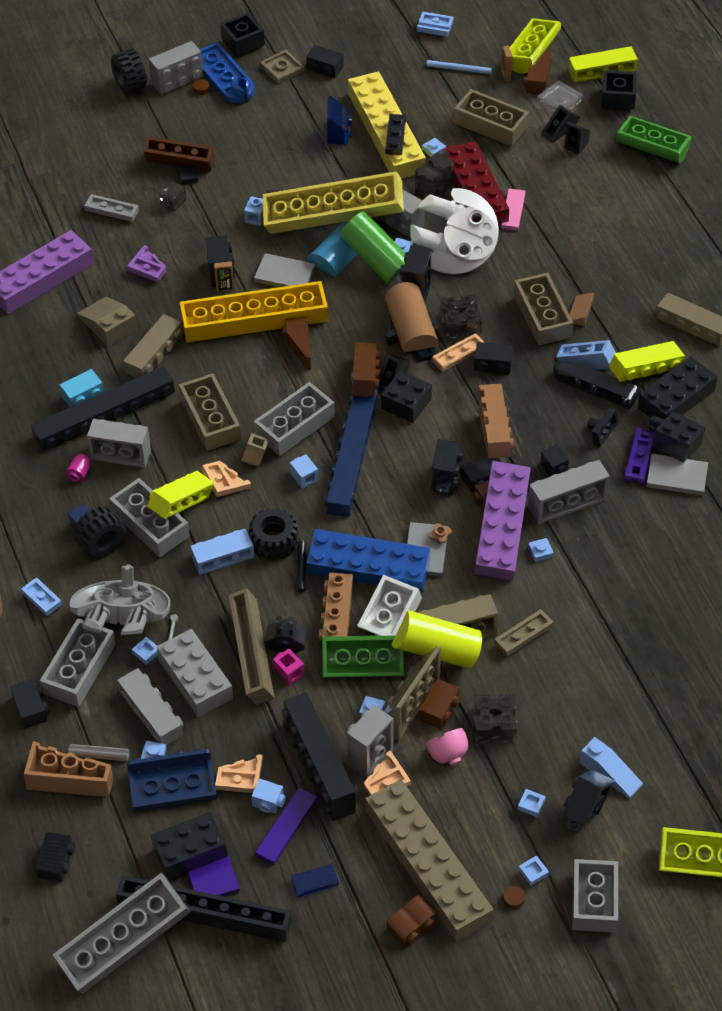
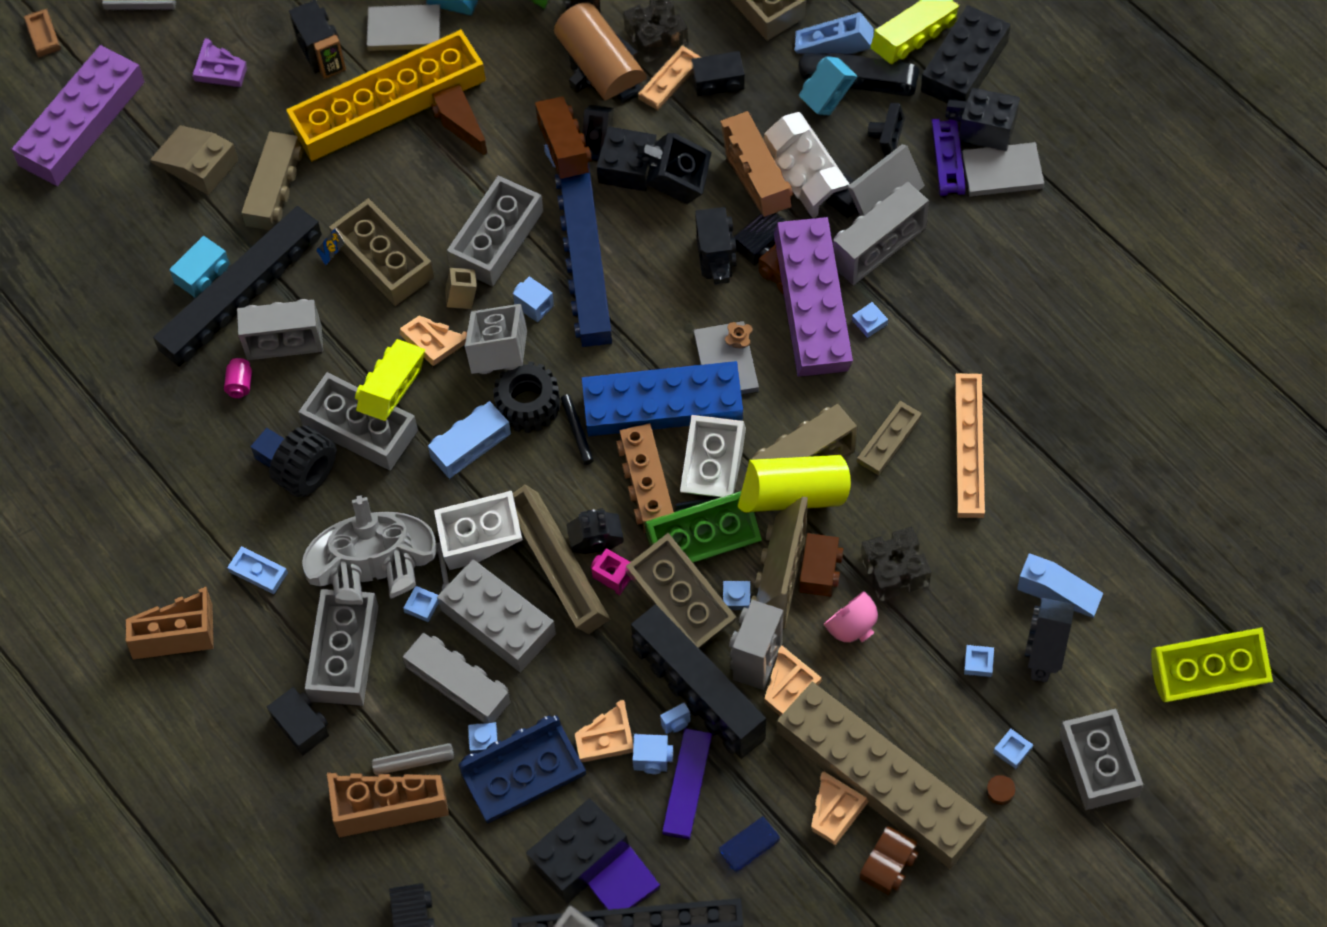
camera: 15 degrees left, 10 degrees up
(37, 214) = (42, 33): none -> medium nougat tile
(175, 399) = (330, 246): none -> sticker
(202, 609) = (477, 529): none -> white slope
(264, 488) = (496, 339): none -> light grey brick
(294, 778) = (675, 719): none -> light blue plate
(328, 690) = (680, 591): none -> dark tan brick
(387, 874) = (835, 808): none -> light nougat wing
(437, 409) = (676, 167): none -> black hinge
(531, 429) = (804, 161): none -> white piece
(568, 384) = (827, 85): none -> medium azure brick
(580, 654) = (969, 446): none -> light nougat plate
(586, 452) = (883, 178): none -> light grey tile

